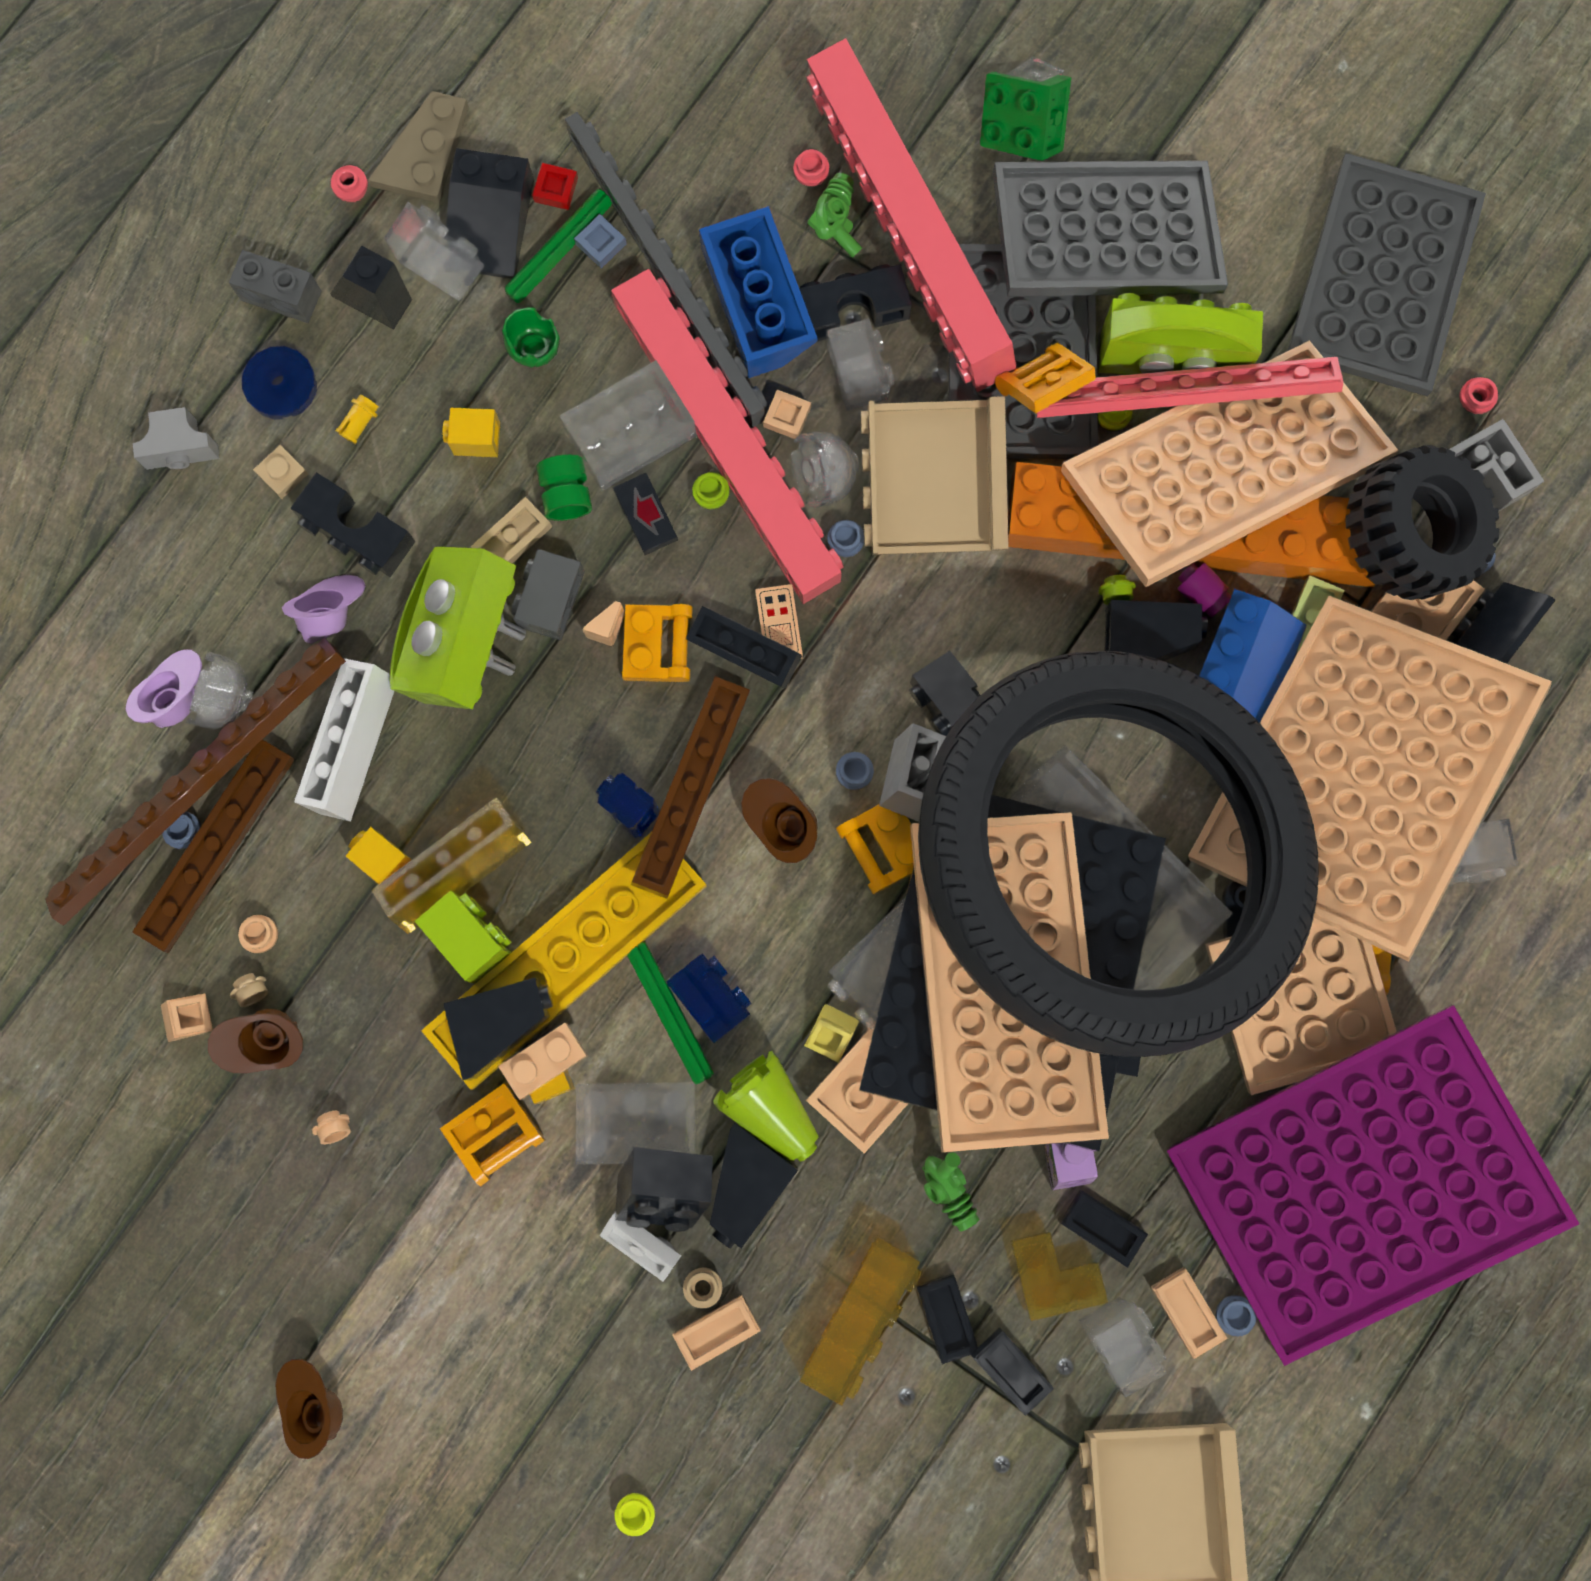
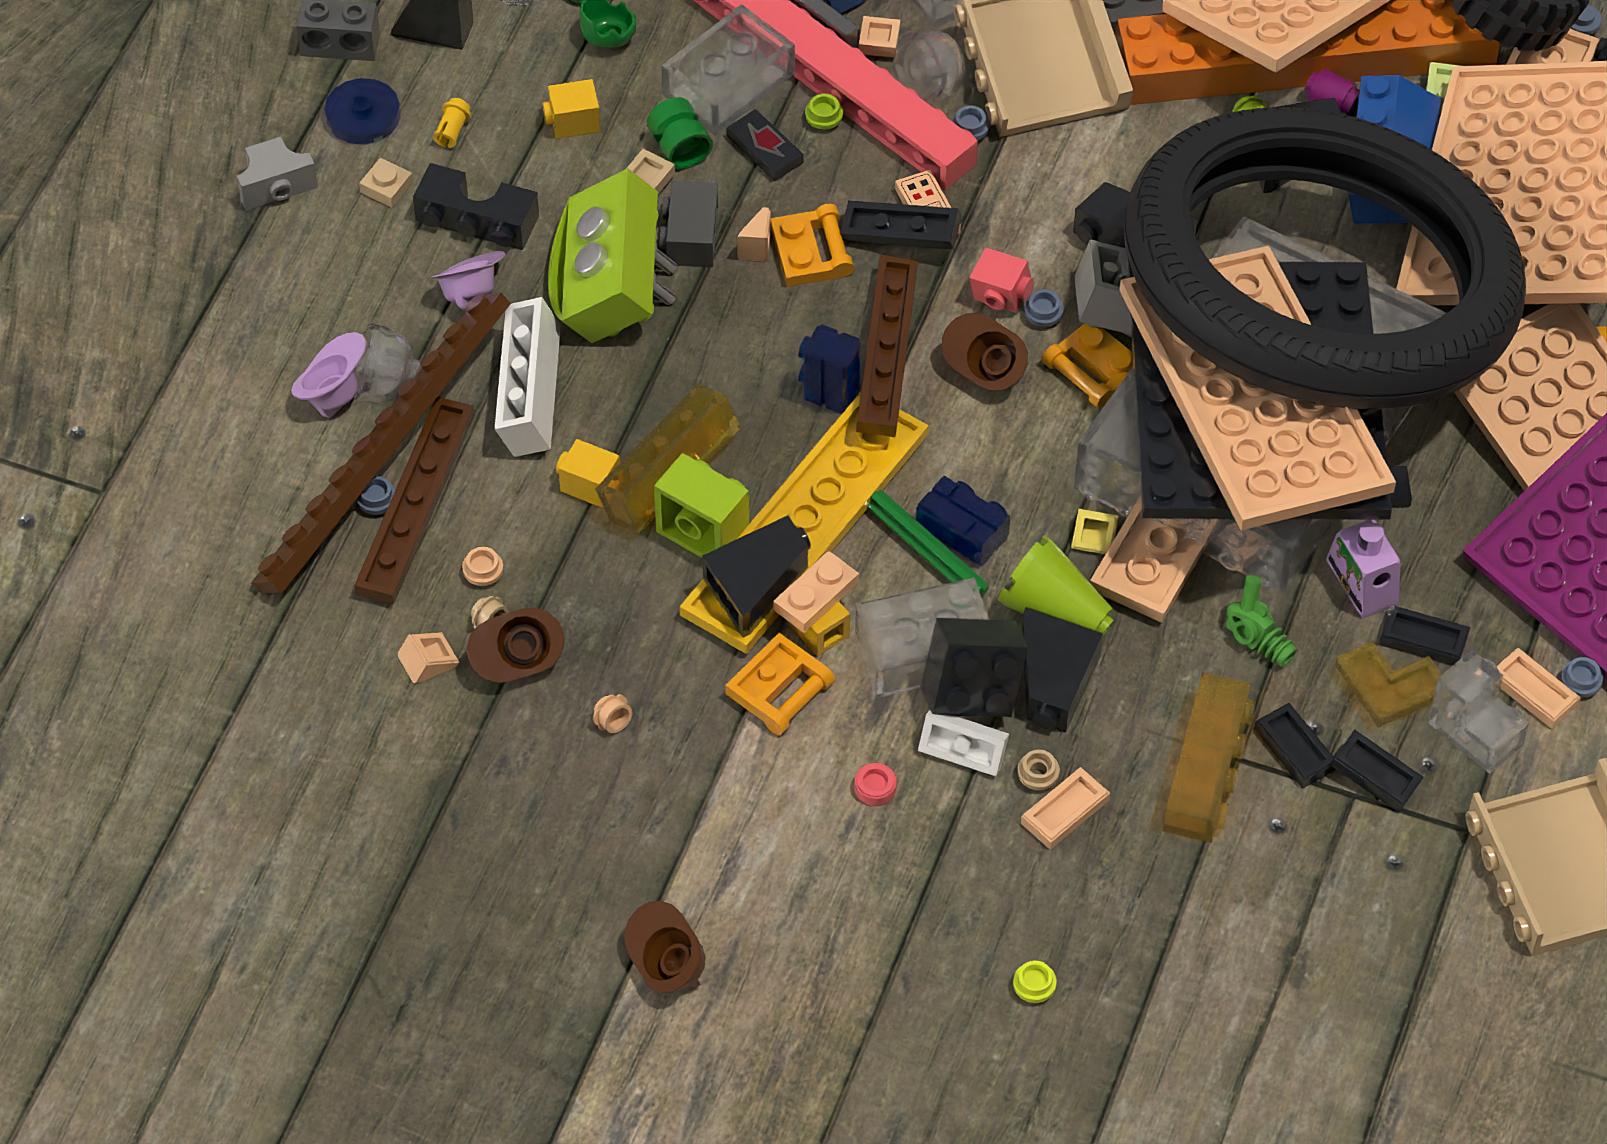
camera: 15 degrees left, 25 degrees down
(551, 1261) = (875, 784): none -> coral tile
(820, 738) = (1001, 280): none -> coral brick

